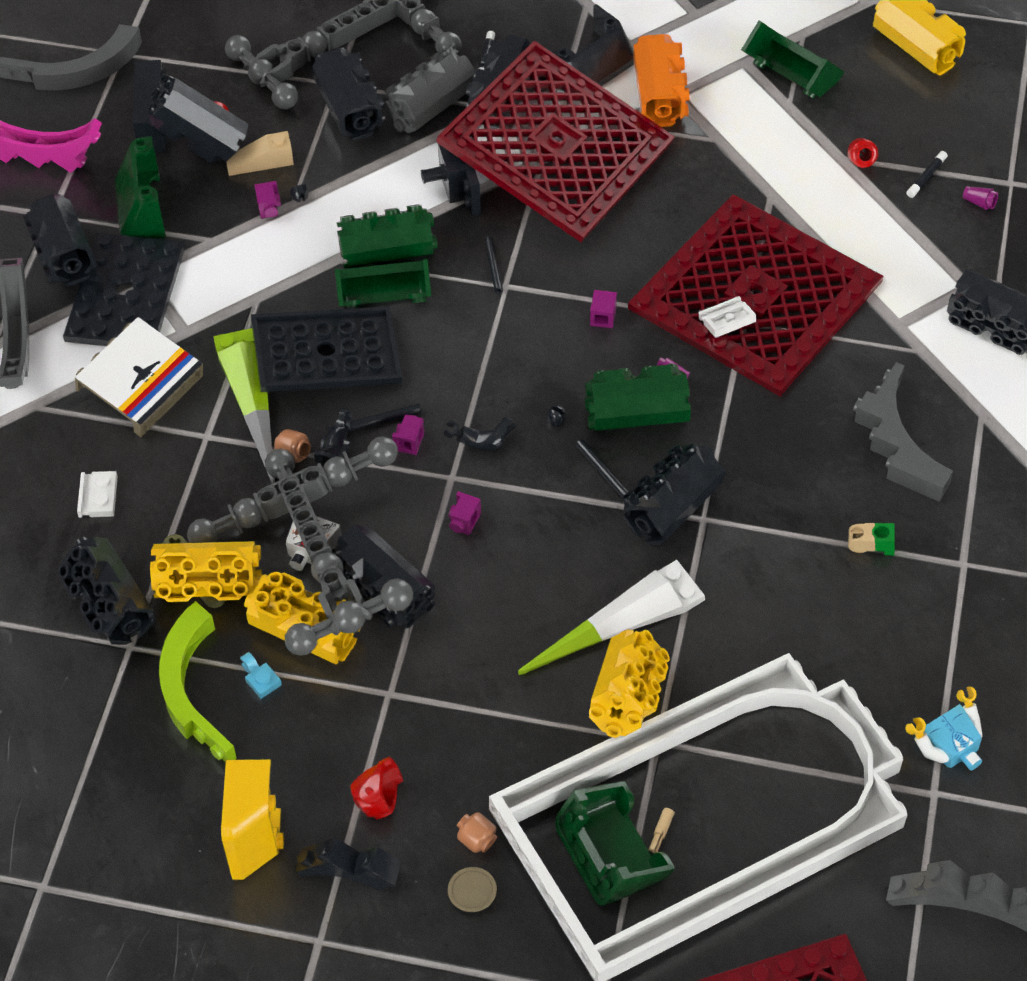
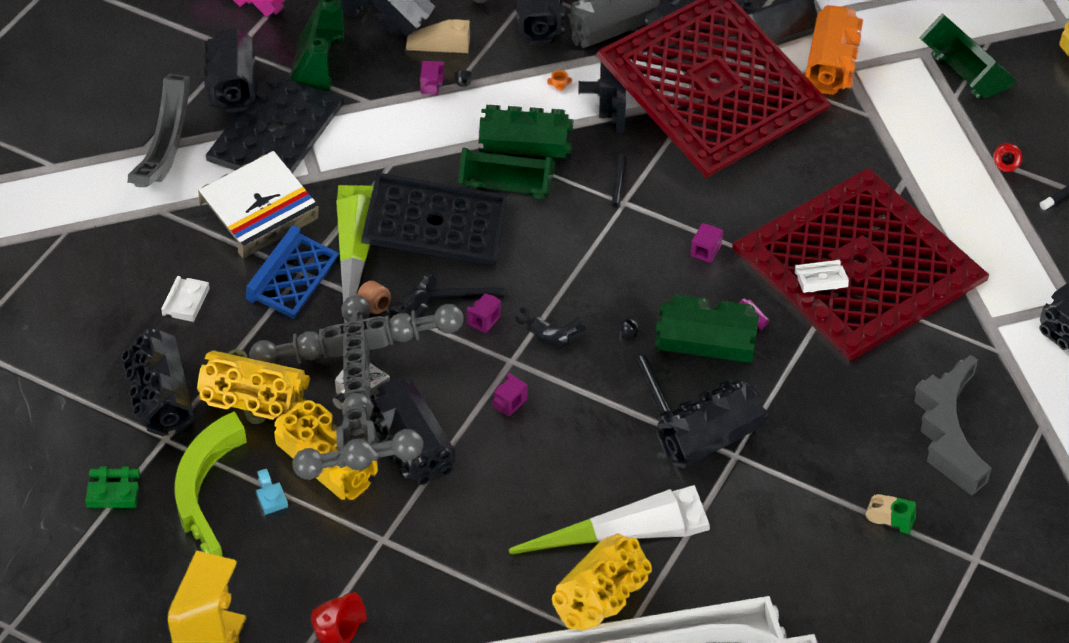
camera: 15 degrees right, 5 degrees down
(96, 718) = (112, 494): none -> green plate
(178, 440) = (273, 267): none -> blue fence
(397, 172) = (559, 80): none -> orange plate

